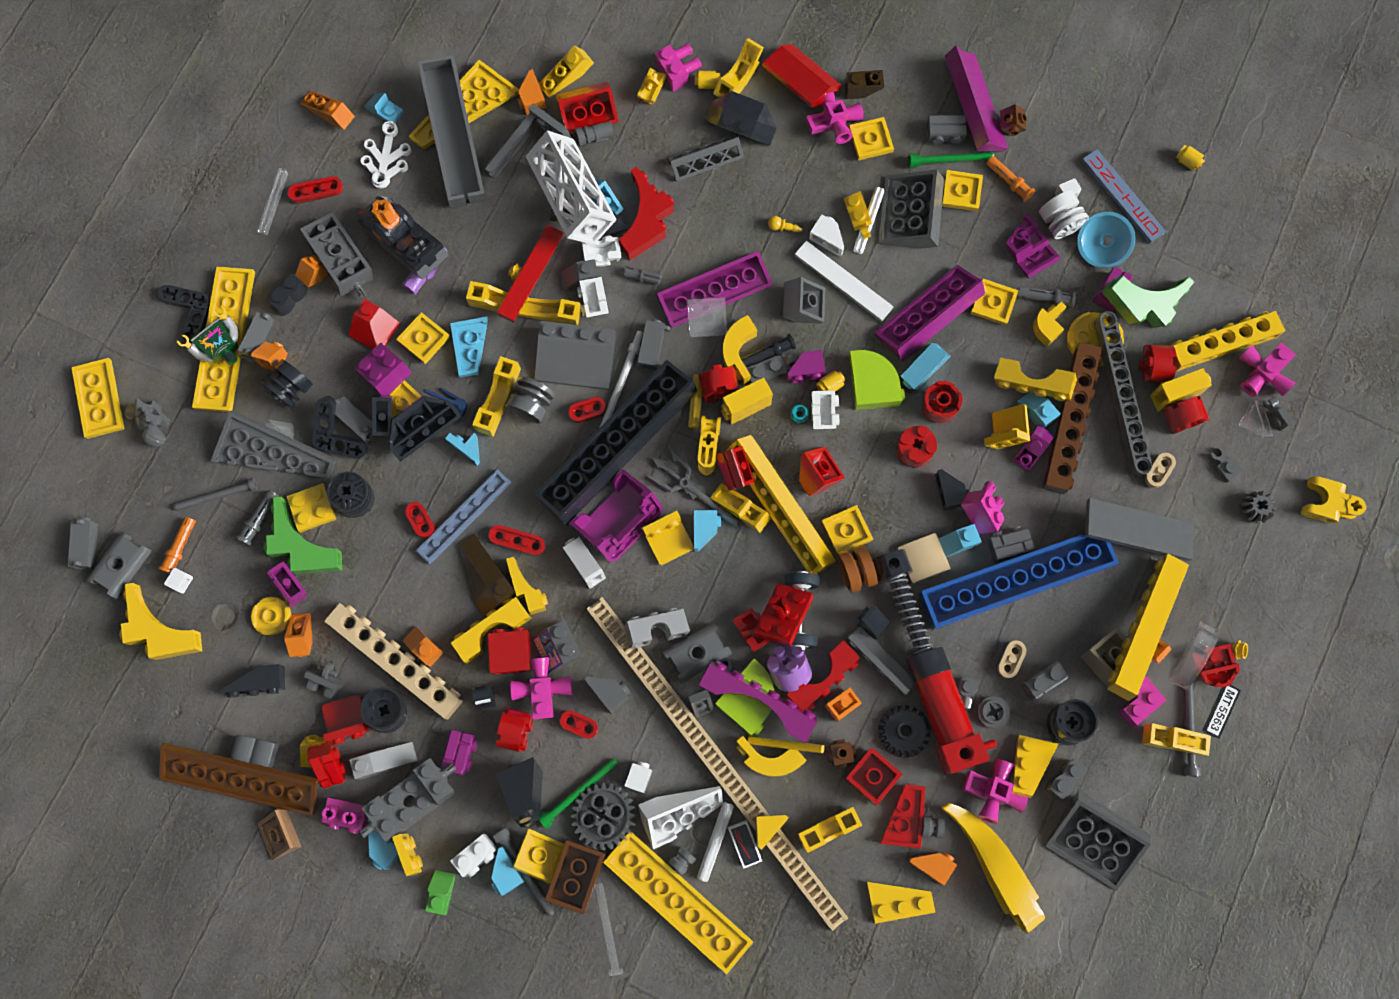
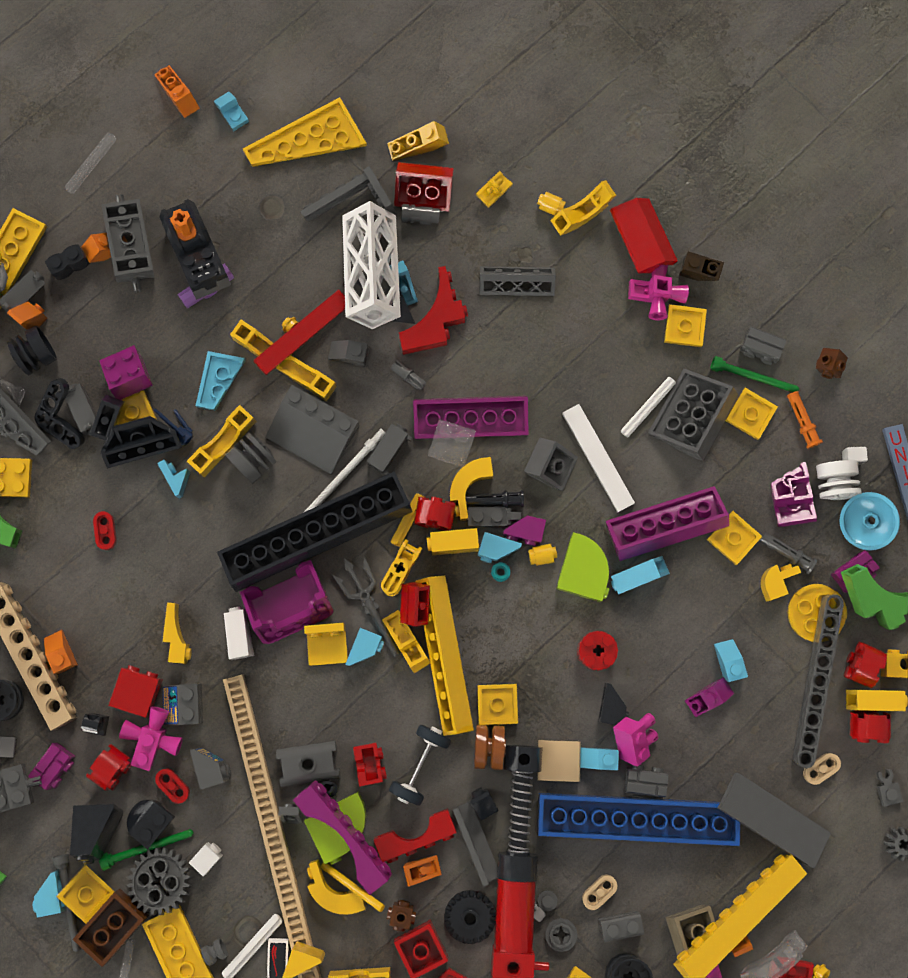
camera: 20 degrees right, 5 degrees up
(307, 189) = (128, 163): red plate -> none
(355, 504) = (58, 486): black wheel -> none
(372, 325) = (135, 324): red slope -> none
(385, 158) = (213, 161): white plant -> none
(423, 338) = (177, 355): yellow plate -> none
(451, 130) = (283, 161): dark grey piece -> none
(463, 516) = (146, 543): sand blue tile -> none
(470, 643) = (103, 669): yellow arch -> none
(474, 855) = (28, 868): white brick -> none
(485, 578) = (143, 611): dark brown wedge -> none
(509, 537) = (178, 583): red plate -> none
(531, 93) = (375, 152): orange slope -> none
(570, 765) = (148, 821): none -> black slope
(586, 408) = (302, 487): red plate -> none
(593, 297) = (352, 380): white cylinder -> none
(602, 251) = (380, 337): white cylinder -> none
(669, 63) = (520, 175): dark pink brick -> none
(672, 623) = (297, 726): light grey arch -> none
(672, 813) = (222, 904): white wedge -> none
(742, 116) = (568, 256): black wedge -> none
(775, 223) = (557, 375): yellow bar -> none
(783, 614) = (401, 763): red plate -> none
(787, 393) = (495, 547): none -> medium azure slope
(789, 668) = (385, 816): medium lavender brick -> none
(818, 471) = (494, 636): red slope -> none
(823, 409) = (524, 579): white cylinder -> none
(827, 234) = (601, 406): white slope -> none
(858, 213) = (640, 397): yellow plate -> none
(938, 412) = (650, 614): red brick -> none
(975, 101) = (803, 328): magenta arch -> none
(1009, 428) = (693, 669): yellow bracket -> none
(1052, 480) = (760, 671): reddish brown brick -> none
(1058, 385) = (758, 648): yellow arch -> none

